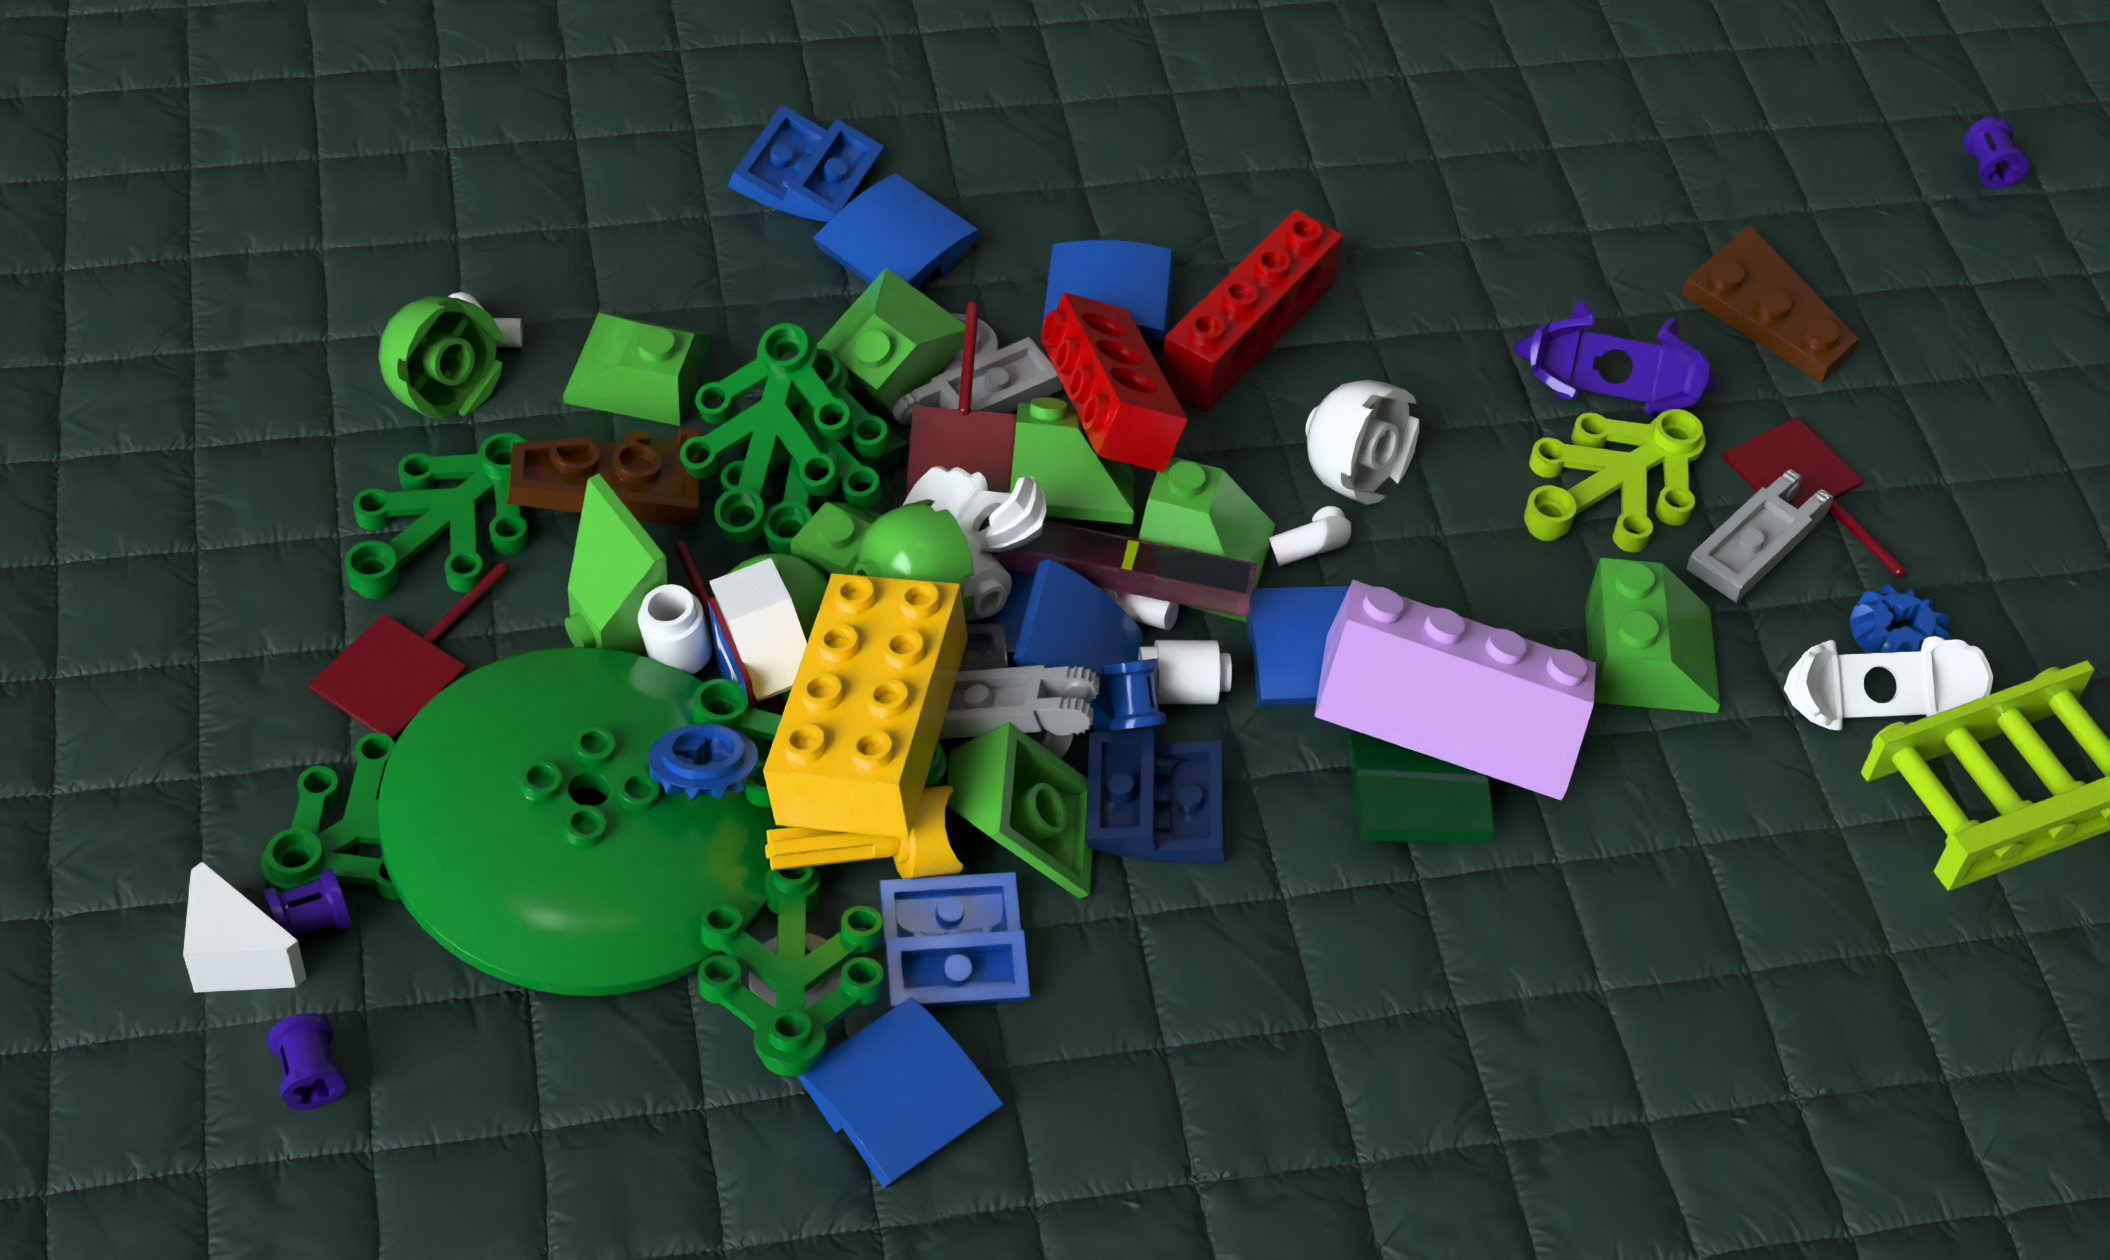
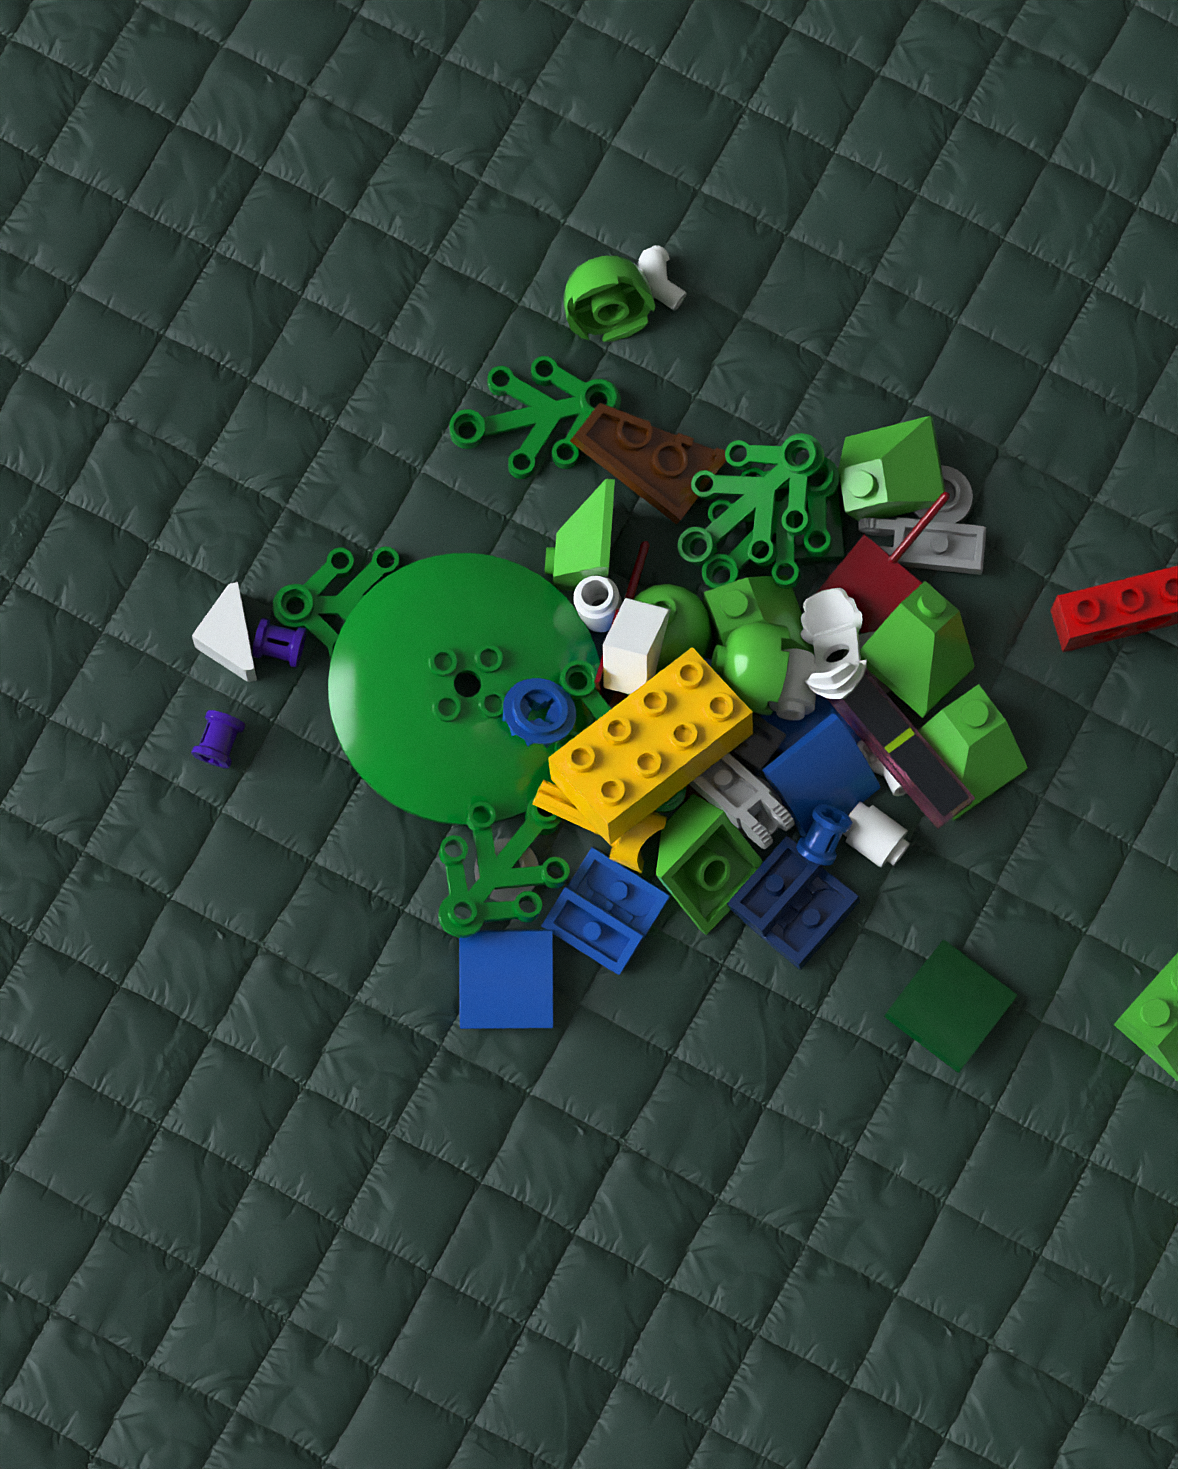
camera: 40 degrees right, 25 degrees up
(393, 670) = (433, 508): dark red piece -> none
(638, 369) = (733, 376): bright green slope -> none
(805, 166) = (961, 280): blue slope -> none
(896, 230) = (971, 382): blue slope -> none
(1113, 382) = (991, 608): red brick -> none
(1118, 274) = (1072, 520): blue slope -> none
(1289, 640) = (973, 870): blue slope -> none
(1326, 533) = (1036, 797): white arm -> none
(1362, 438) = (1124, 750): white cylinder -> none
(1455, 689) = (1010, 970): lavender slope -> none

